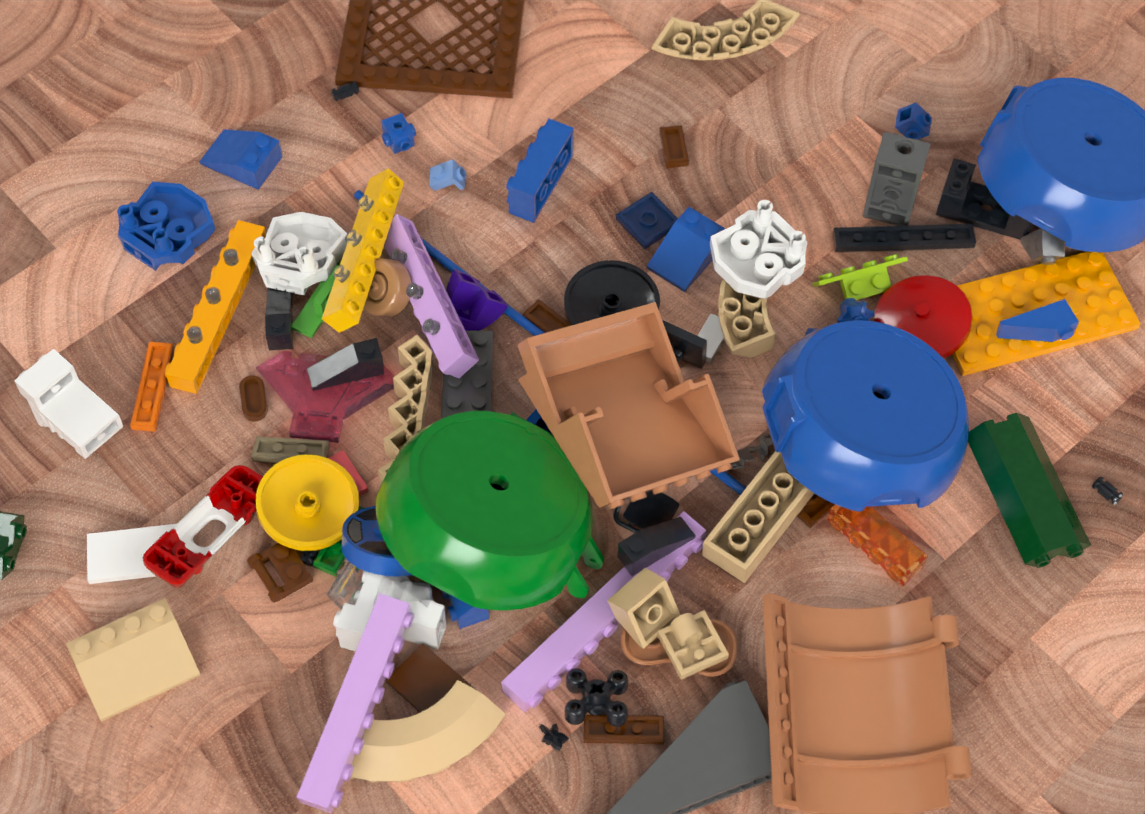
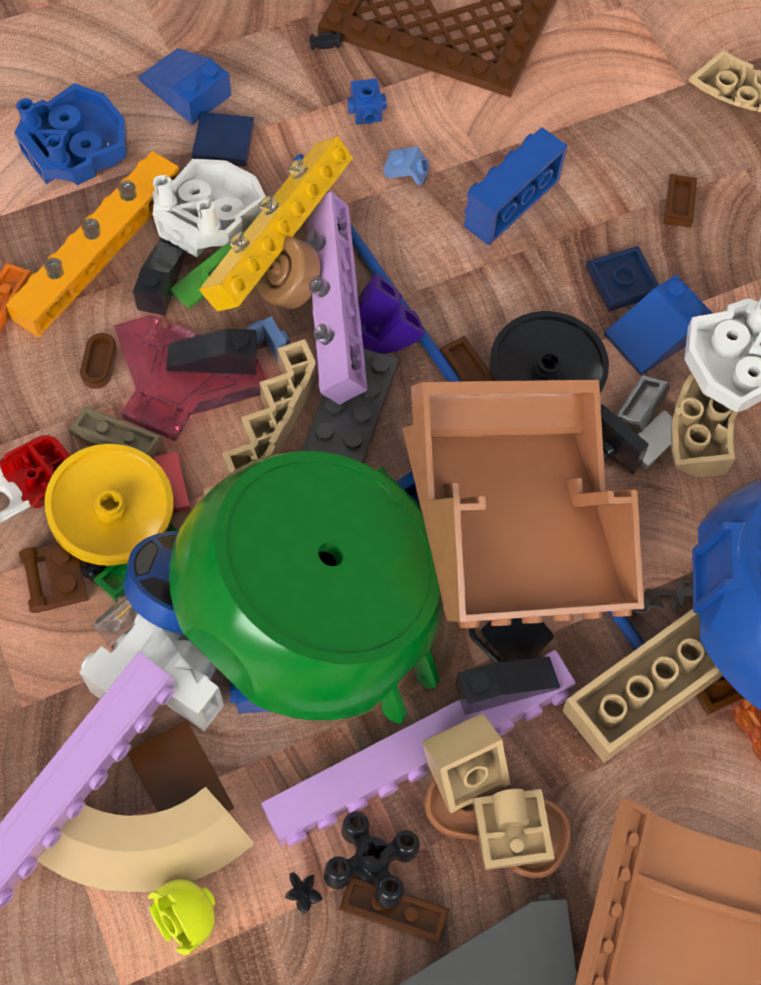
camera: 15 degrees right, 5 degrees up
(289, 194) = (223, 138): none -> dark blue tile
(387, 340) = (270, 333): none -> medium blue bracket
(470, 776) = (184, 913): none -> neon yellow cylinder
(693, 311) = (643, 402): none -> flat silver tile

